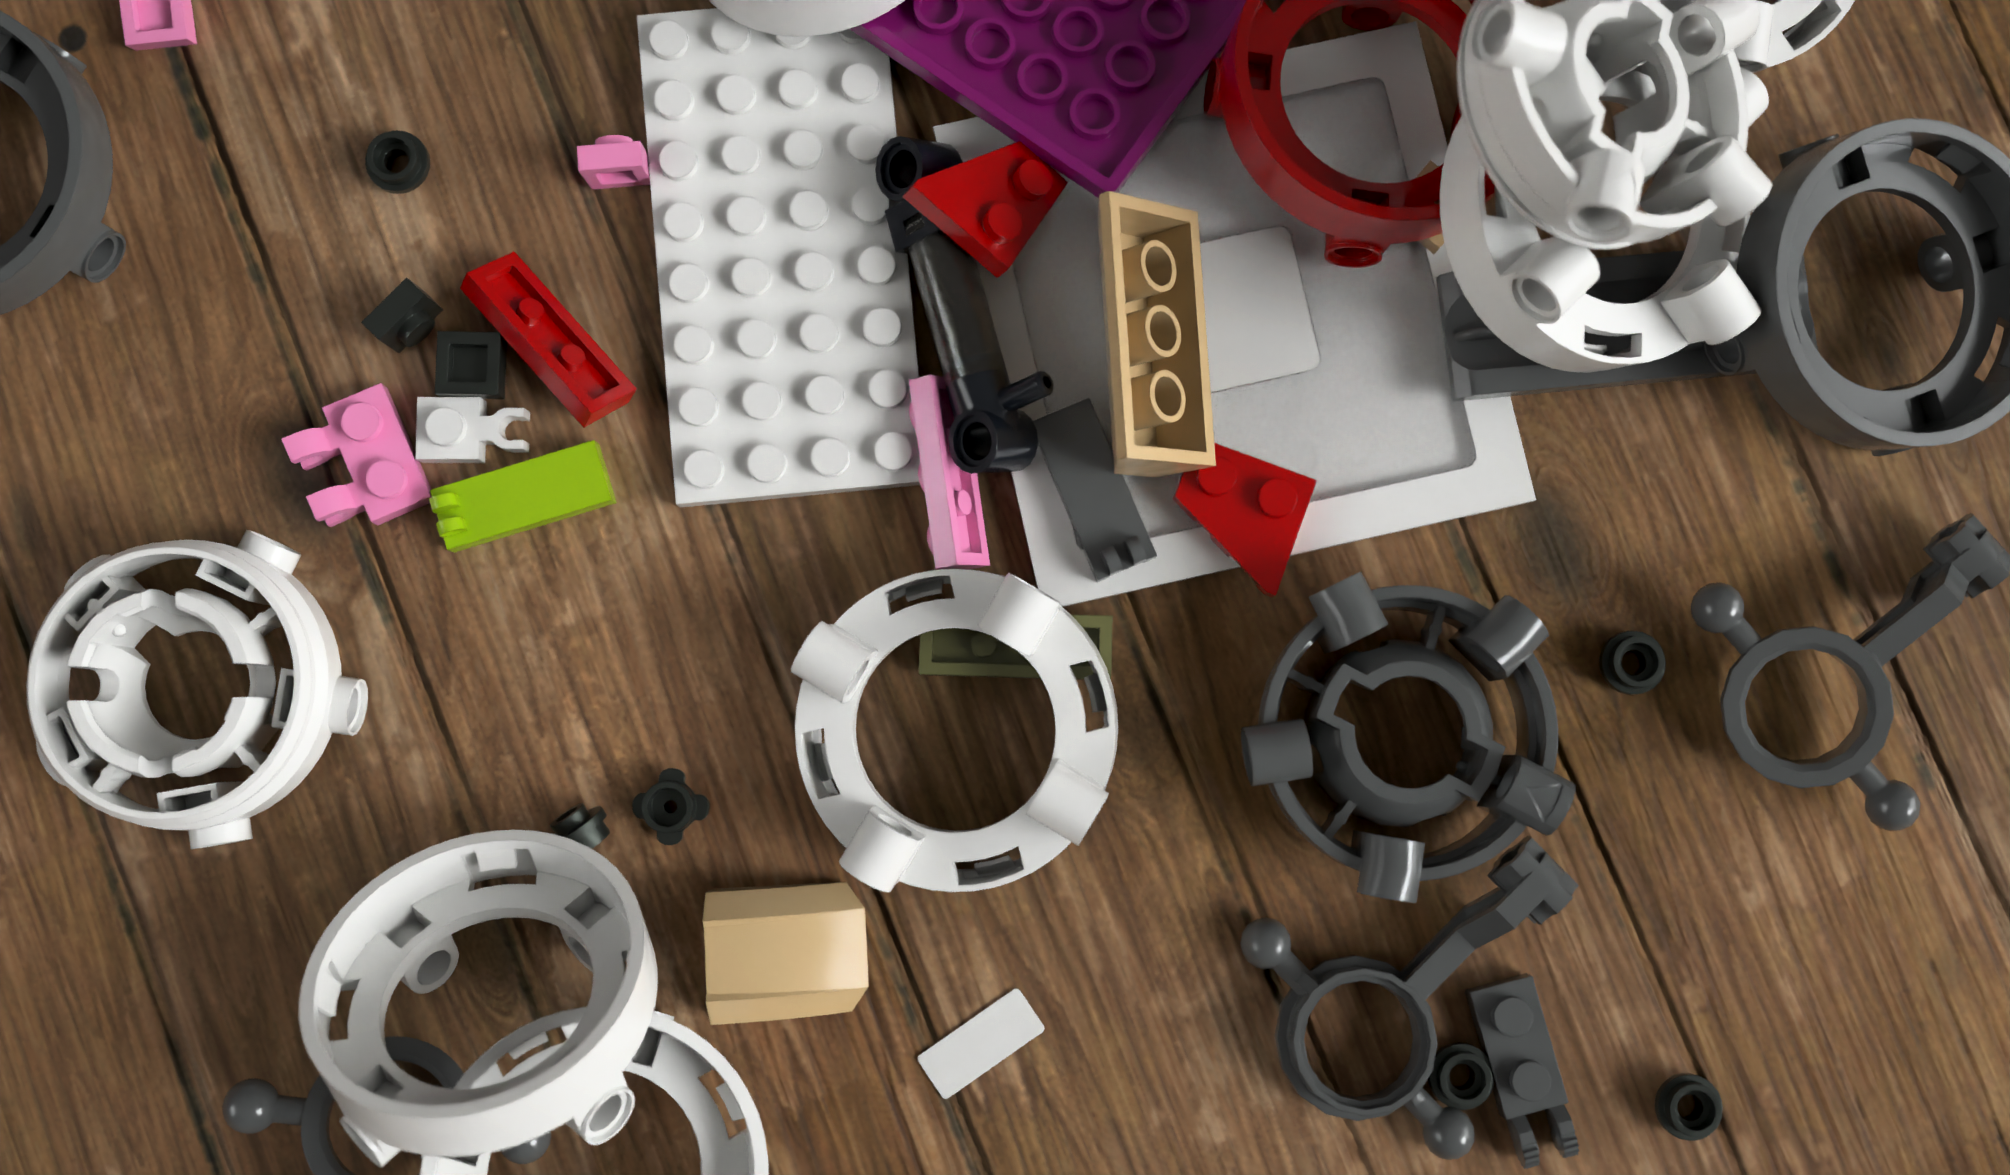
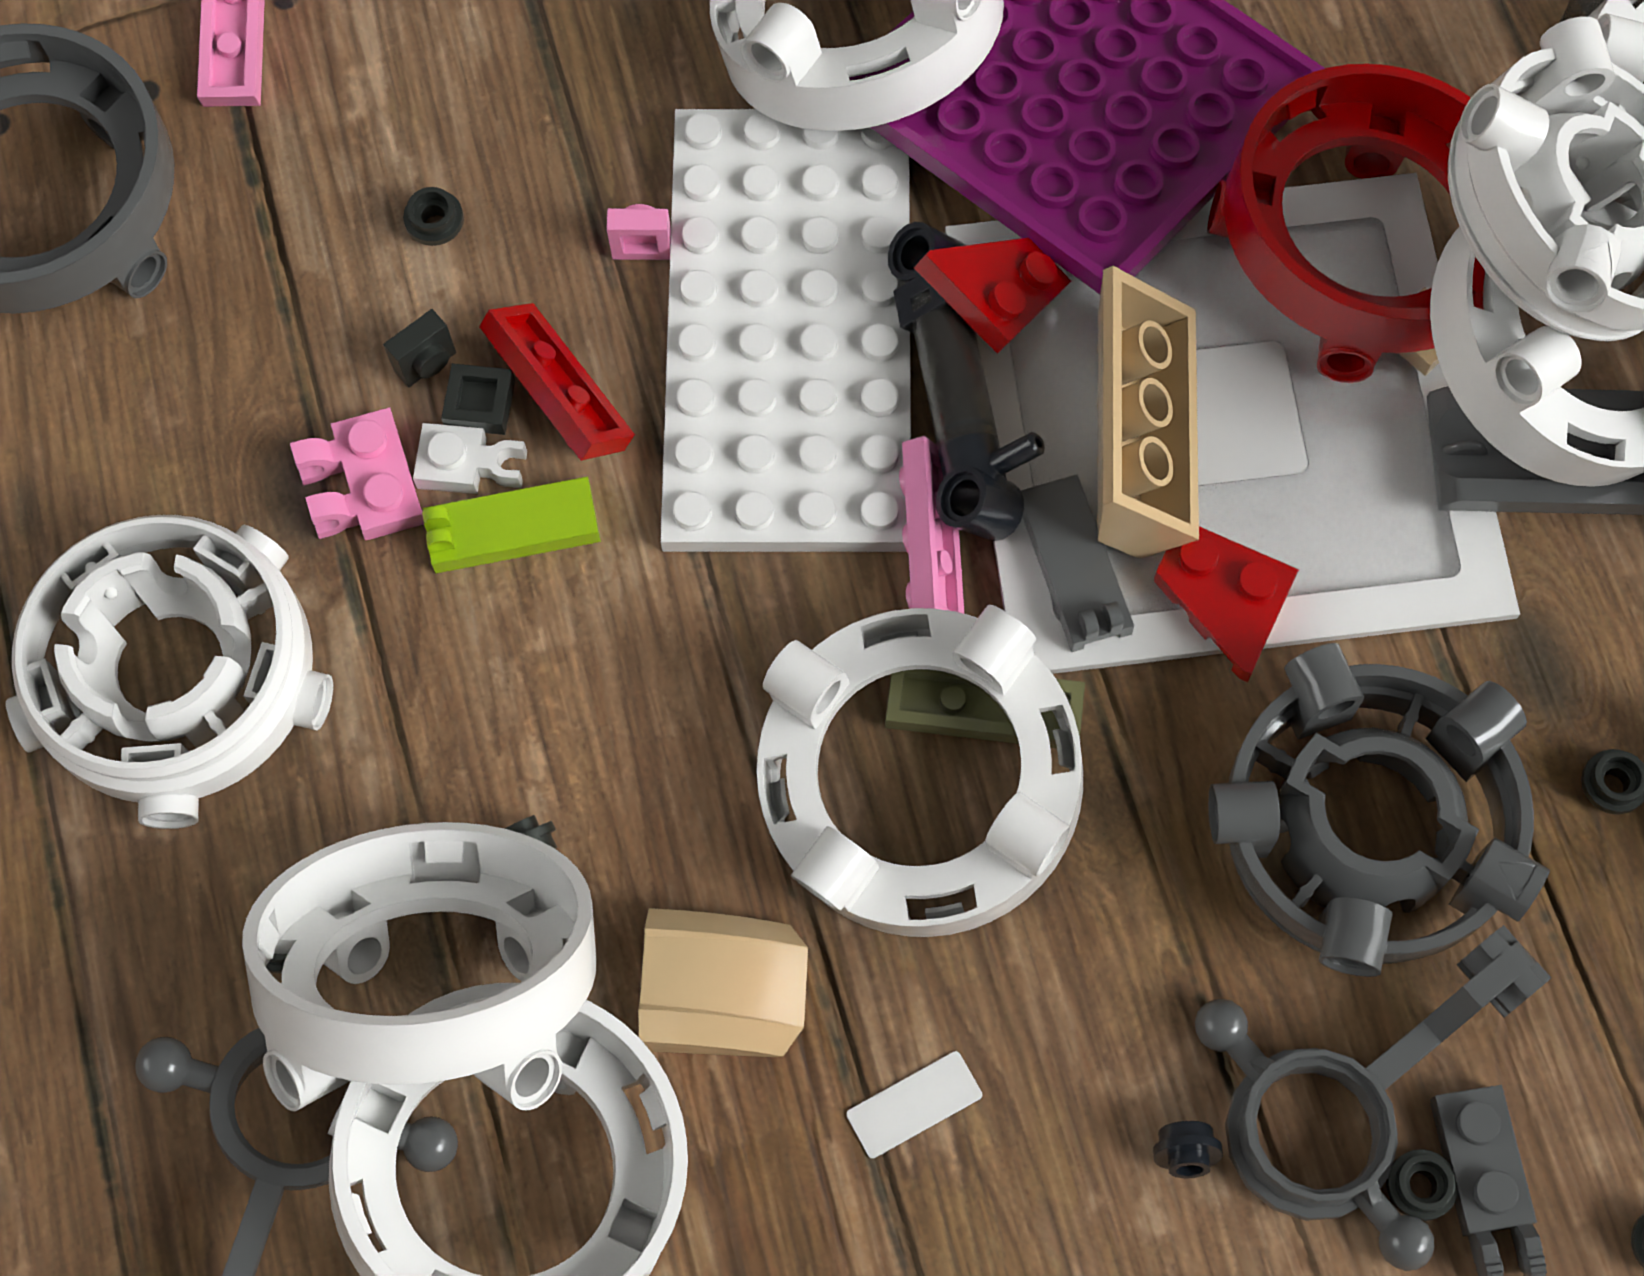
camera: 10 degrees right, 15 degrees down
(652, 808) = (620, 811): pearl dark grey plate -> none
(1241, 1068) = (1187, 1149): none -> black plate

